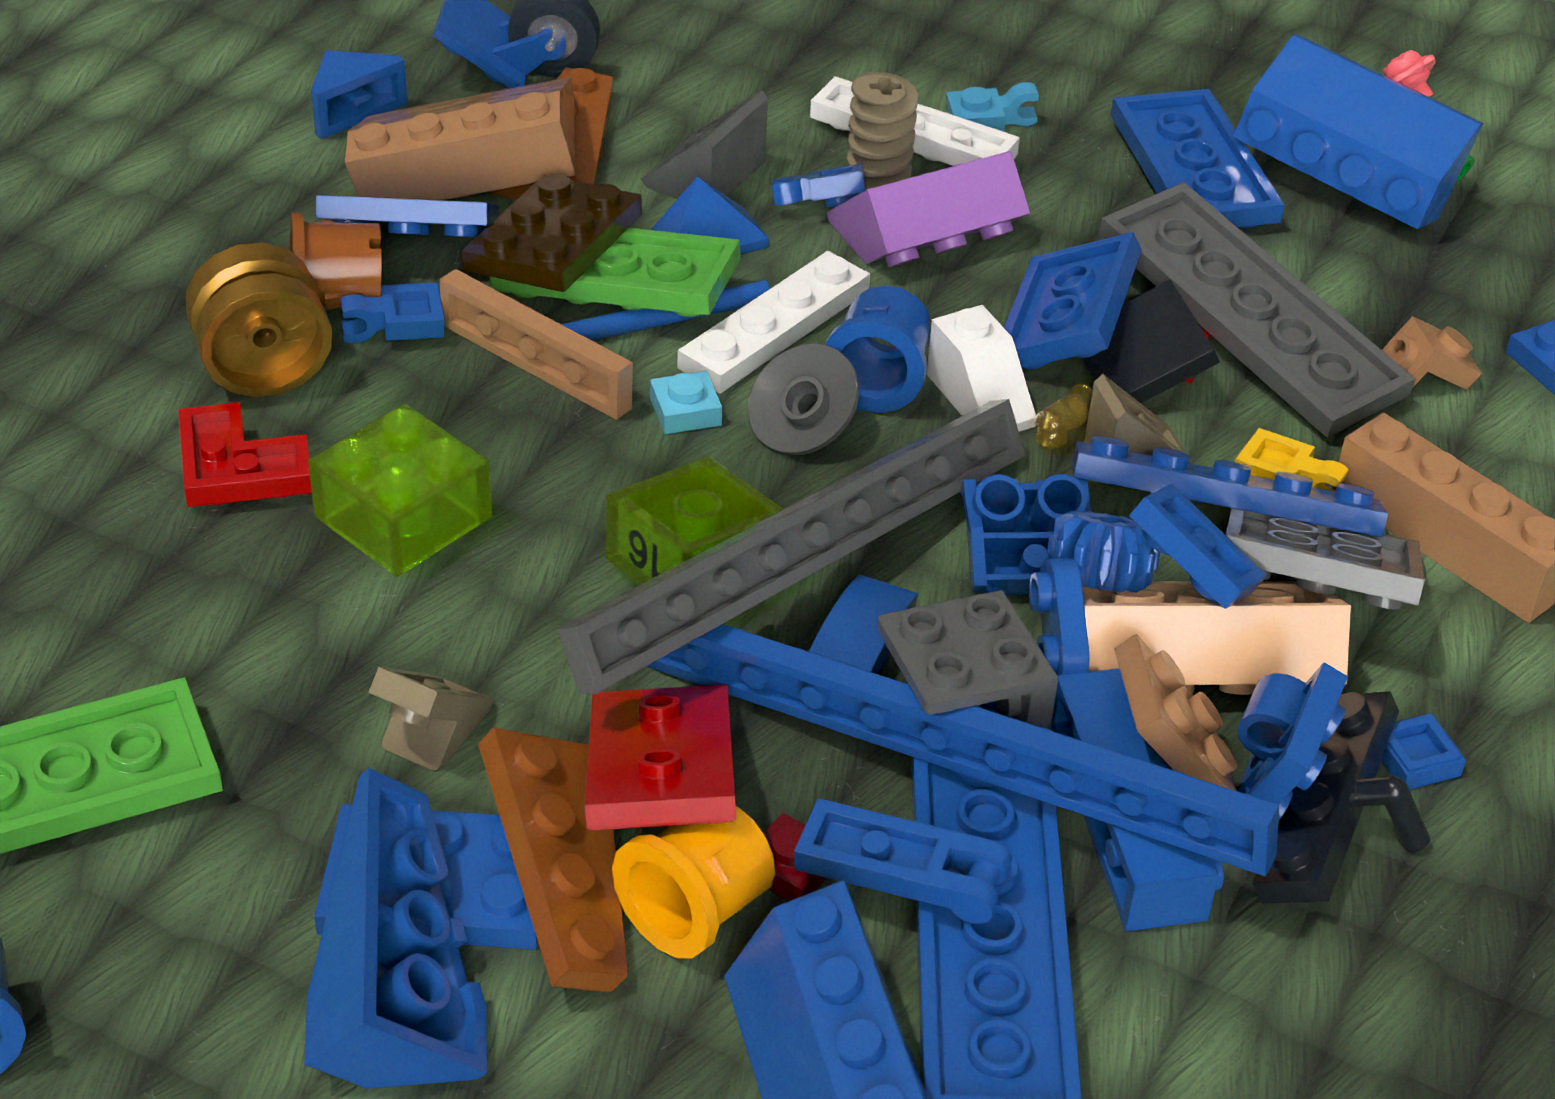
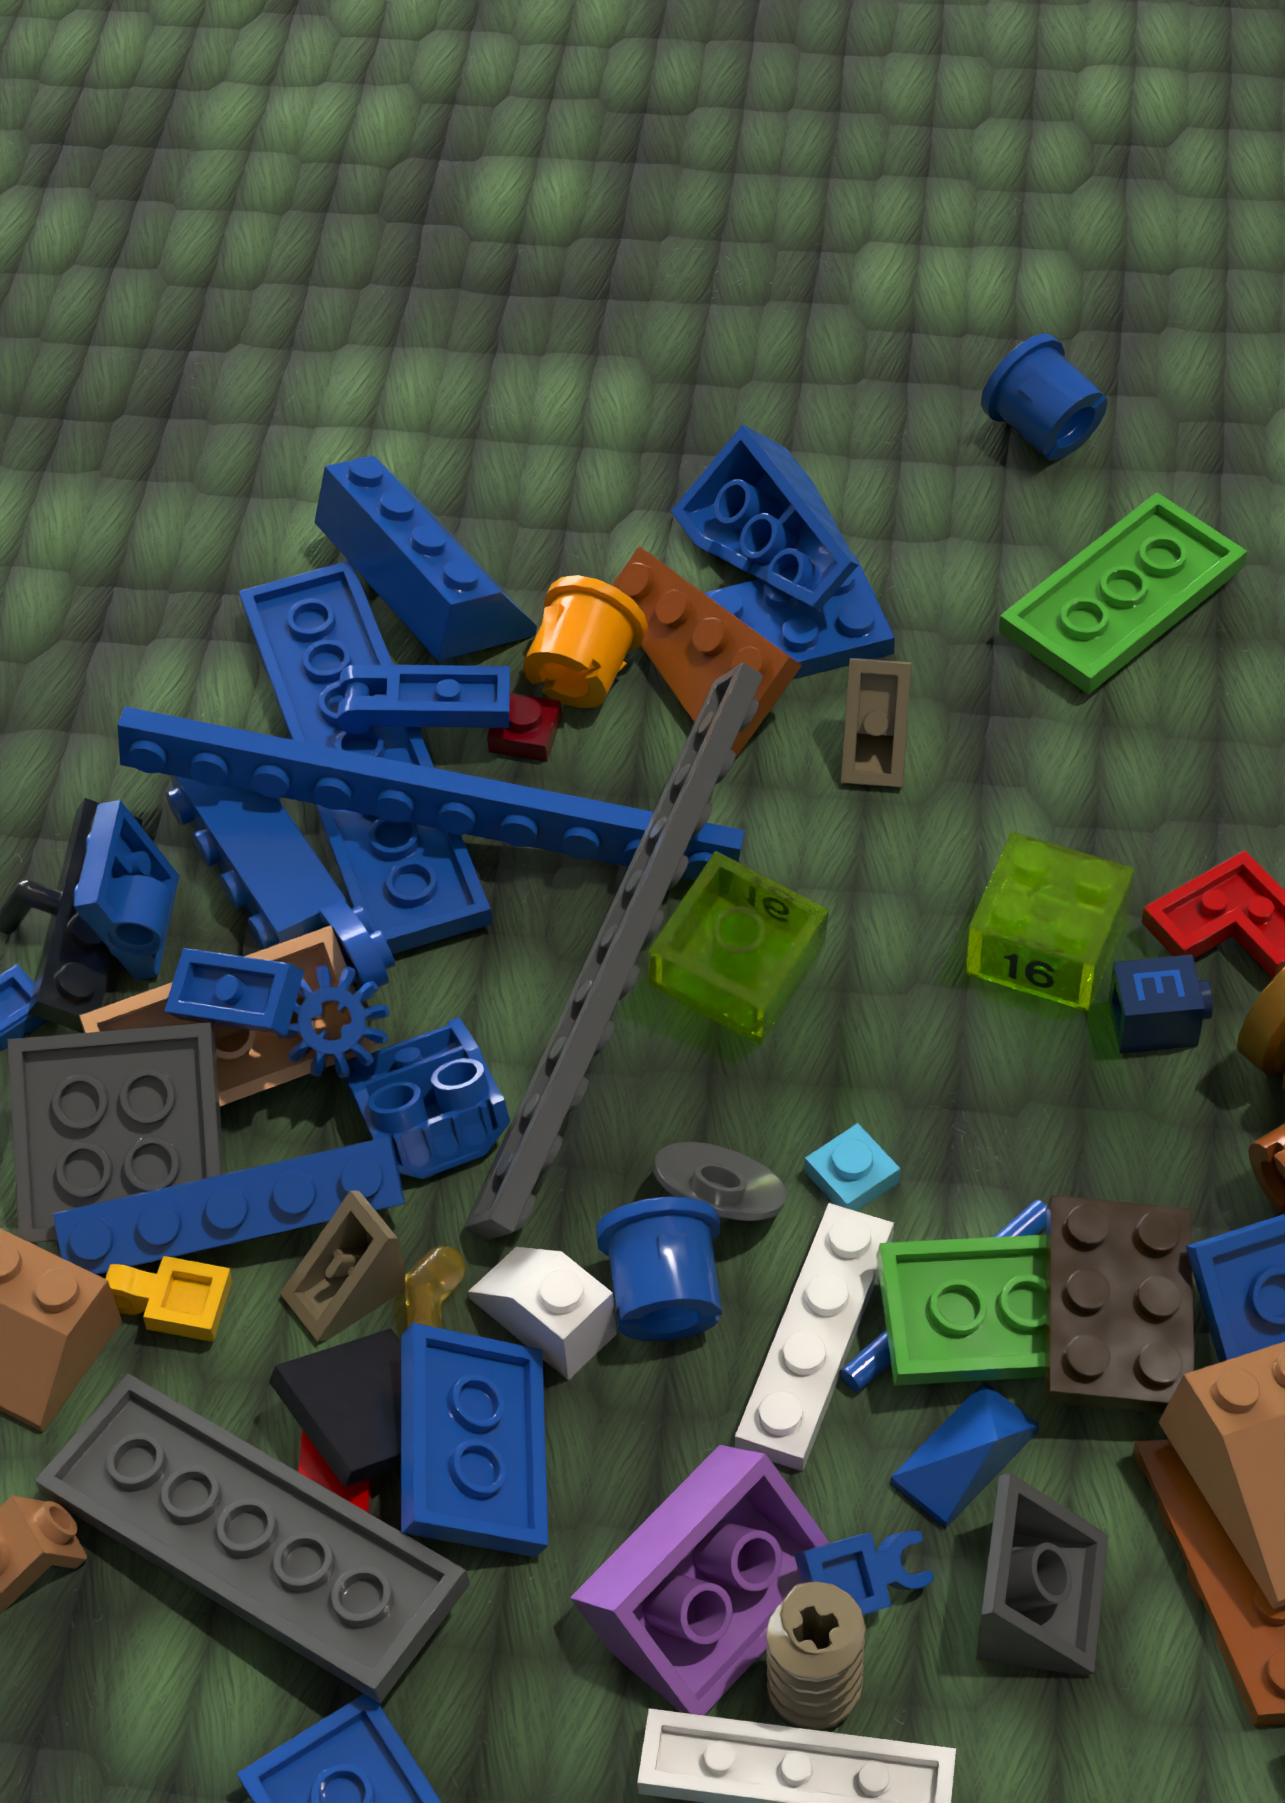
camera: 165 degrees right, 10 degrees up
(352, 401) = (1158, 1003): none -> dark blue brick
(401, 310) = (1214, 1163): blue plate -> none
(537, 344) = (1039, 1160): medium nougat plate -> none
(660, 758) = (643, 691): red plate -> none
(851, 626) = (547, 944): blue slope -> none
(971, 656) = (416, 838): dark grey bracket -> none
(1171, 718) = (229, 880): medium nougat plate -> none

